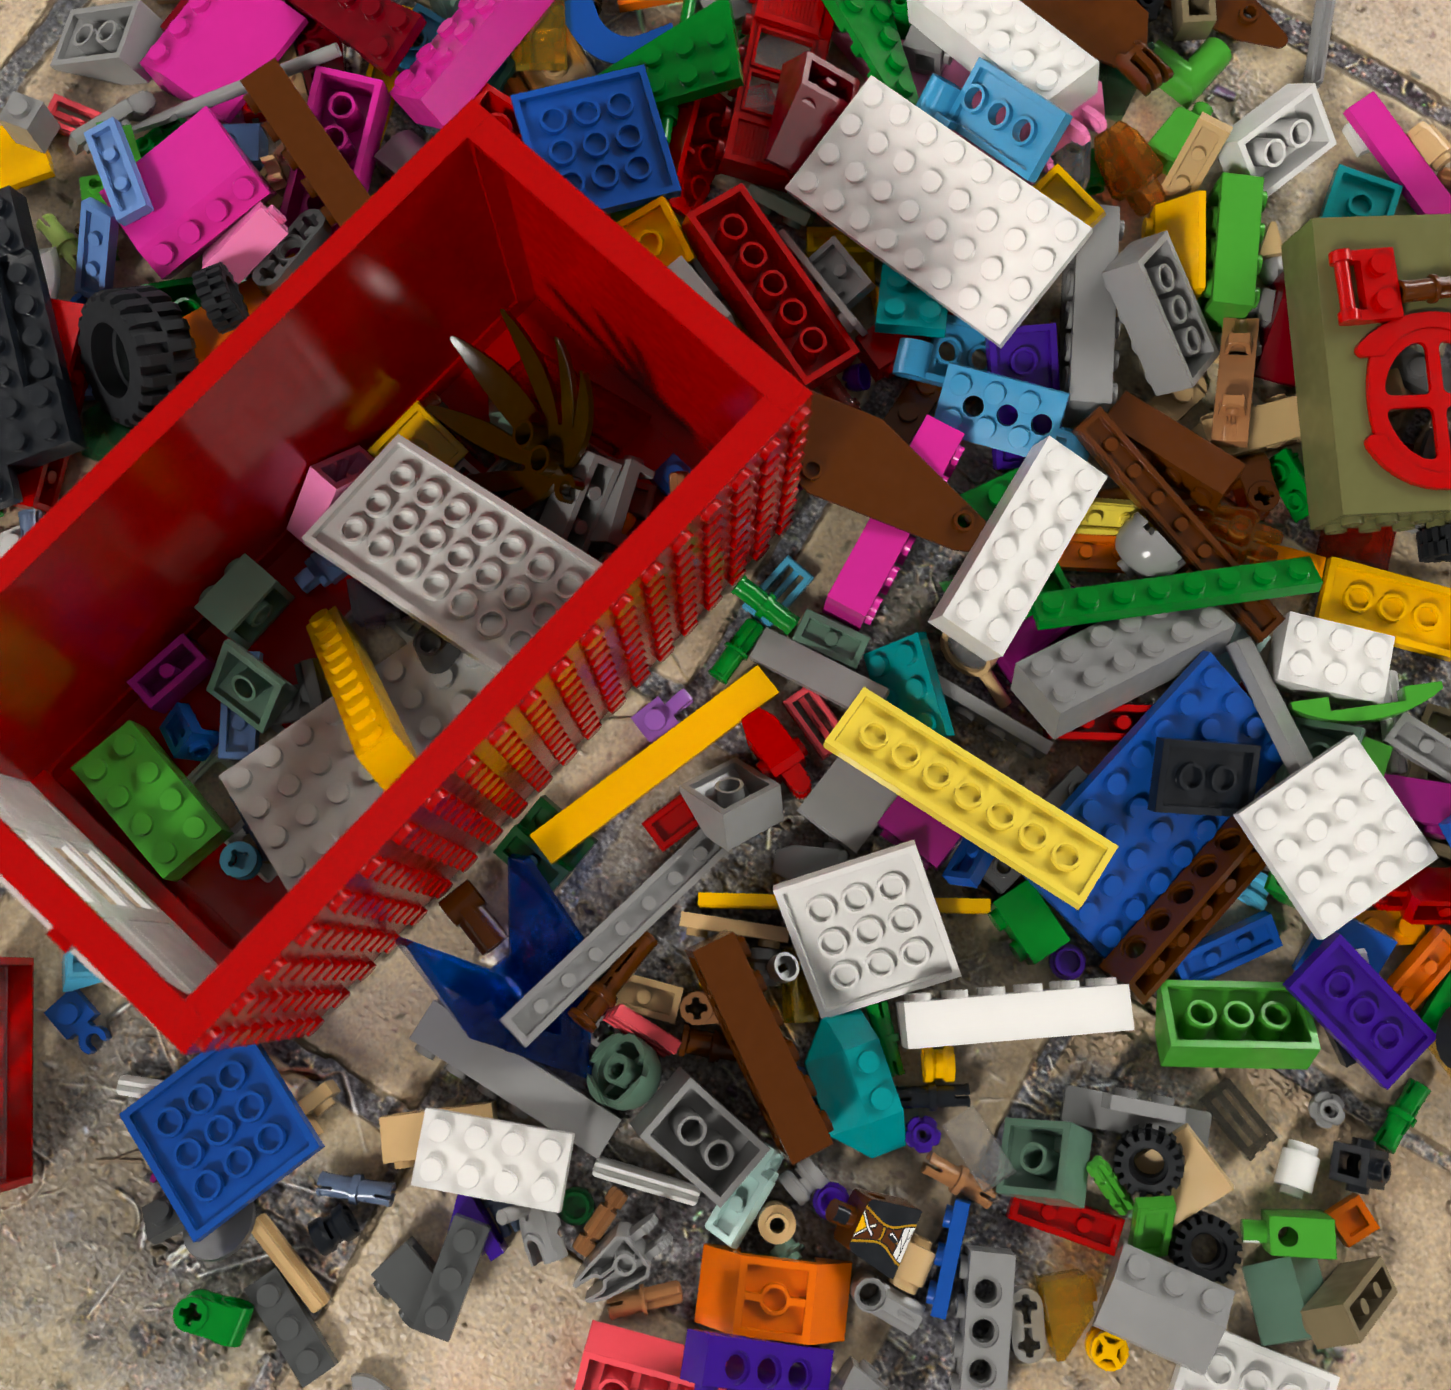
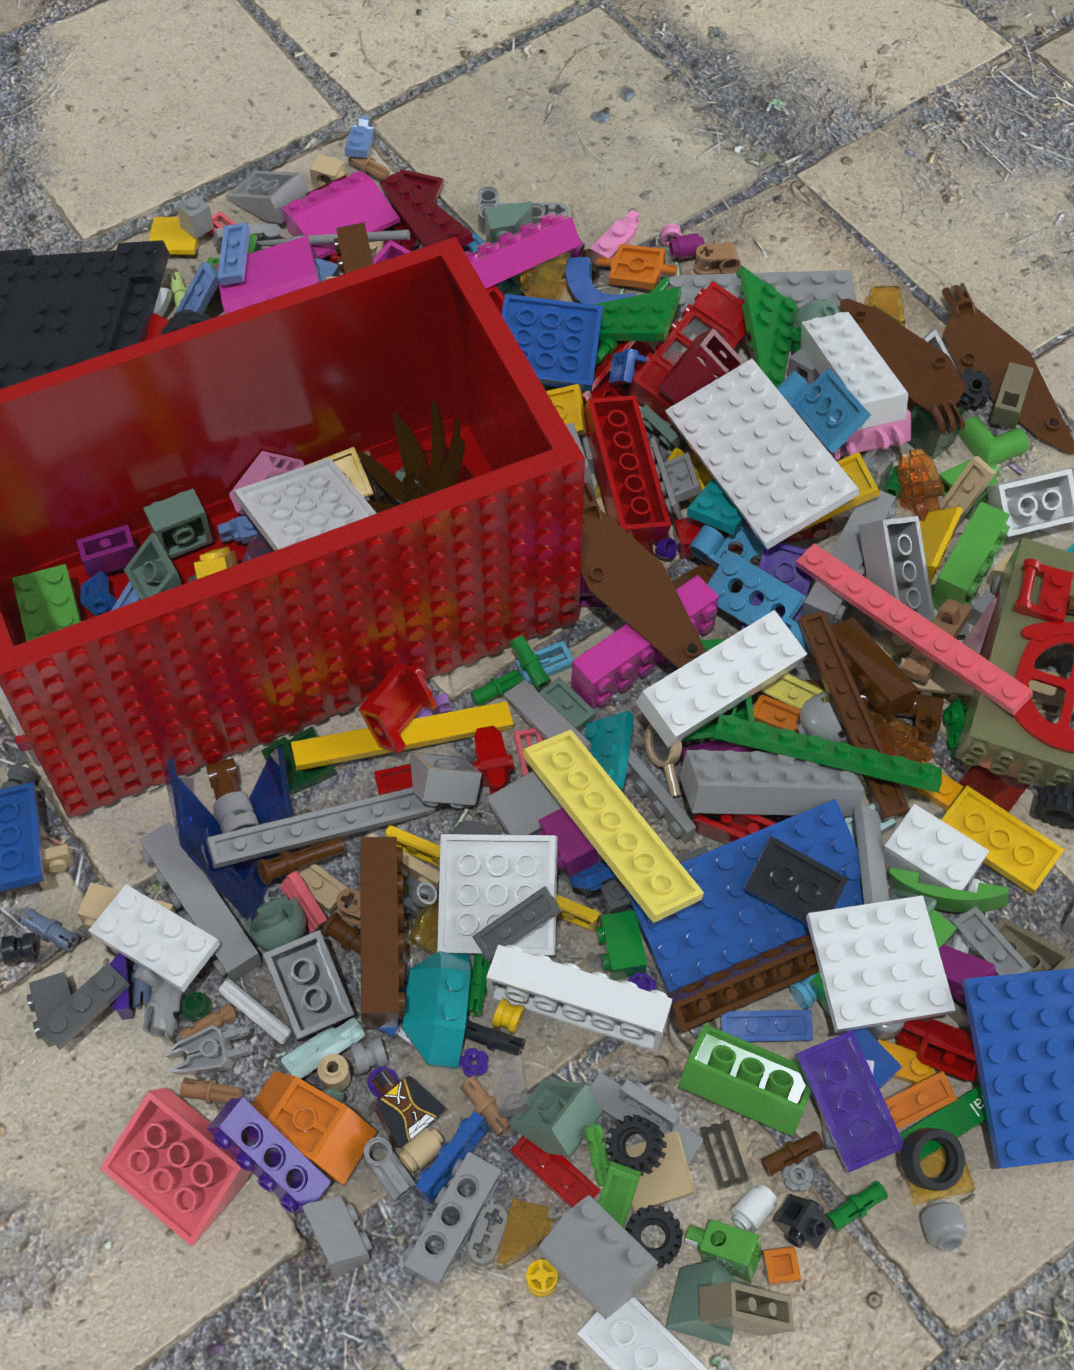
camera: 25 degrees right, 20 degrees down
(504, 953) = (234, 812): none -> light grey wheel
(637, 741) = (395, 705): none -> red panel
(704, 141) = (623, 366): none -> blue bracket
(908, 959) = (518, 922): none -> dark grey tile
(1223, 393) = (915, 629): none -> coral plate
(1311, 1086) = (792, 1153): none -> reddish brown pin

